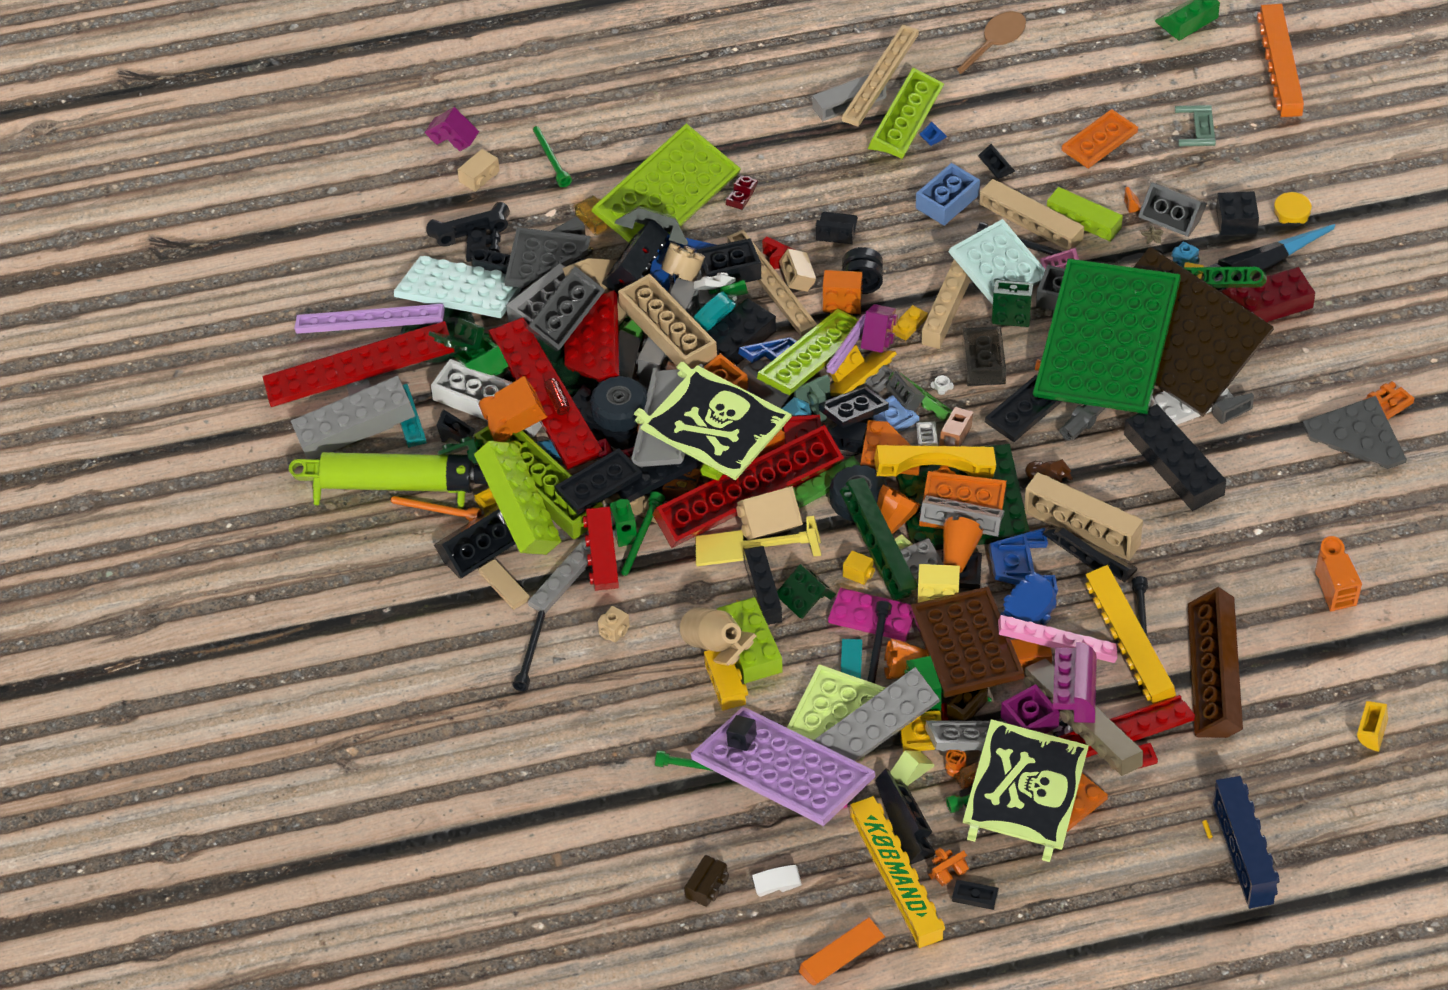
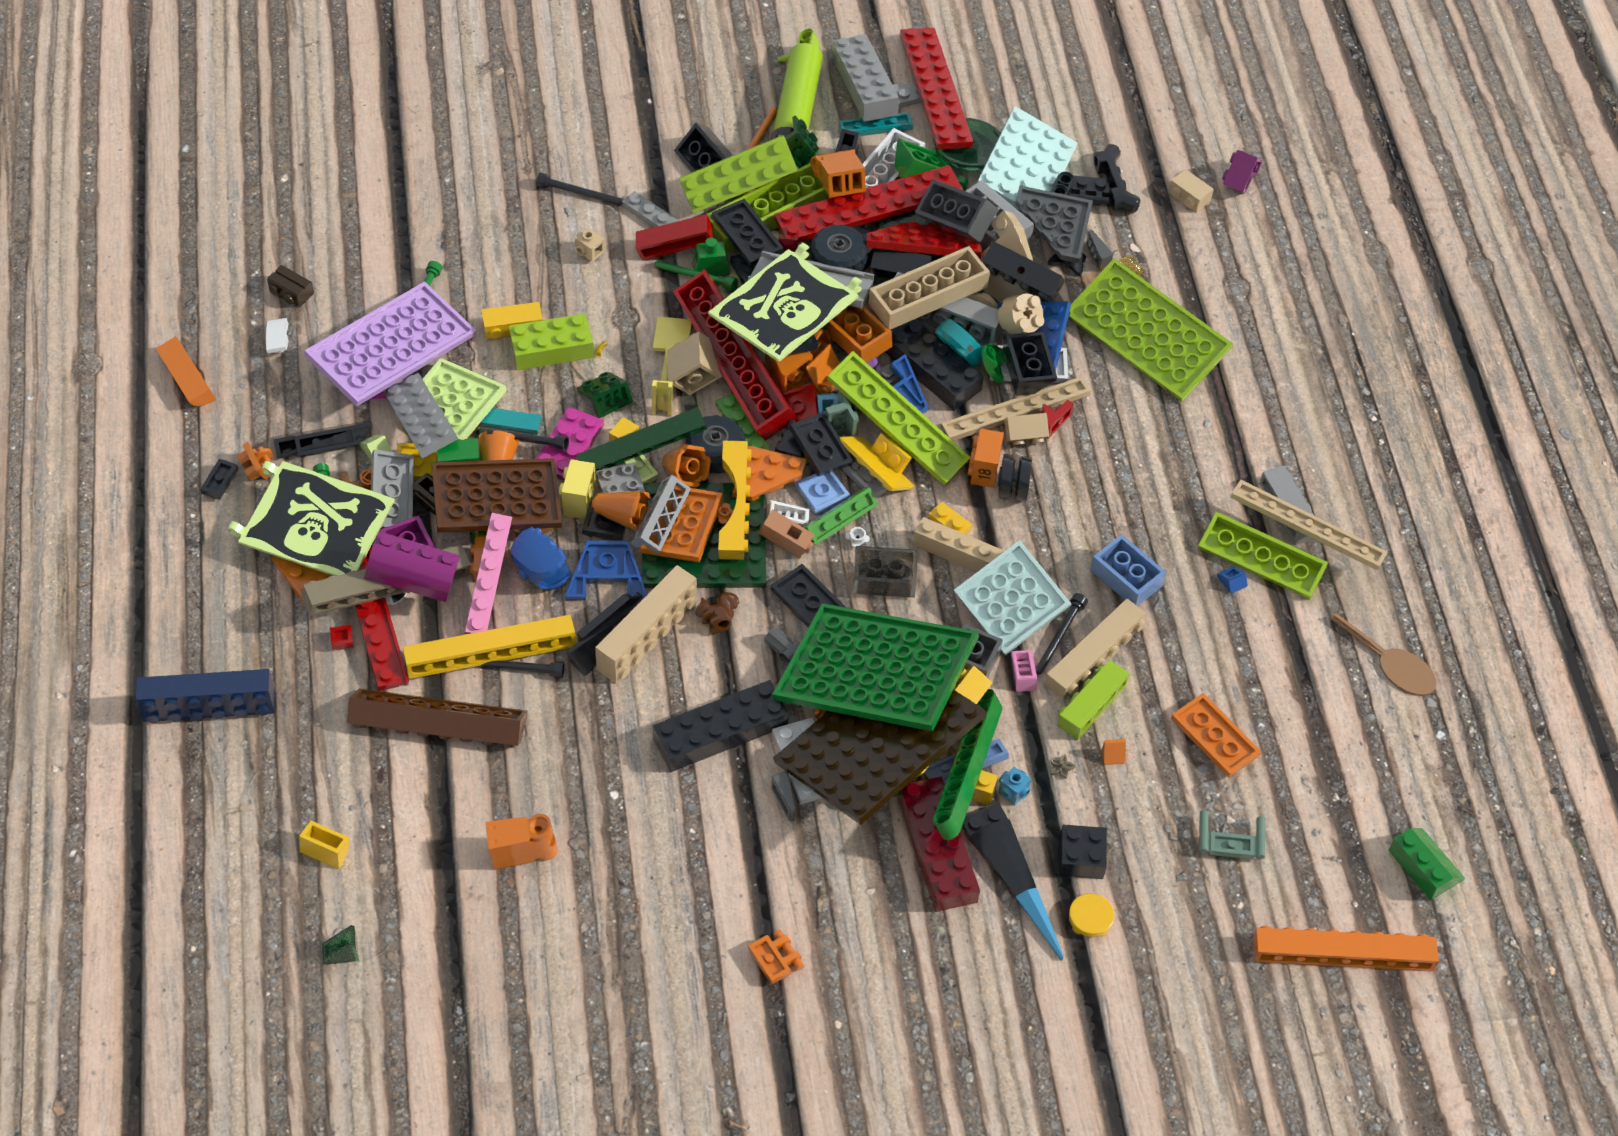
camera: 90 degrees right, 5 degrees up
(369, 318) = (990, 97): lavender plate -> none
(466, 336) = (936, 137): dark green bracket -> none
(504, 584) = (659, 178): tan tile -> none
(557, 396) = (851, 203): clear red piece -> none
(562, 177) = (1178, 255): green piece -> none
(644, 215) = (1076, 296): pearl dark grey wedge -> none
(714, 282) = (997, 347): white slope -> none
(715, 632) = (540, 293): tan piece -> none
(741, 192) = (1145, 398): dark red slope -> none
(741, 732) = (430, 312): black brick -> none
(763, 584) = (615, 358): black brick -> none
(836, 227) = (1089, 471): black bracket -> none
(846, 346) = (905, 448): lavender axle -> none
(878, 328) = (925, 476): magenta brick -> none
(896, 872) = (260, 421): yellow brick -> none
(914, 397) = (837, 497): dark grey slope -> none
(996, 162) = (1186, 633): black slope -> none
(1012, 303) = (957, 600): dark green bracket -> none
(1172, 209) = (1096, 788): dark grey slope -> none
(1359, 431) = (730, 915): dark grey plate -> none

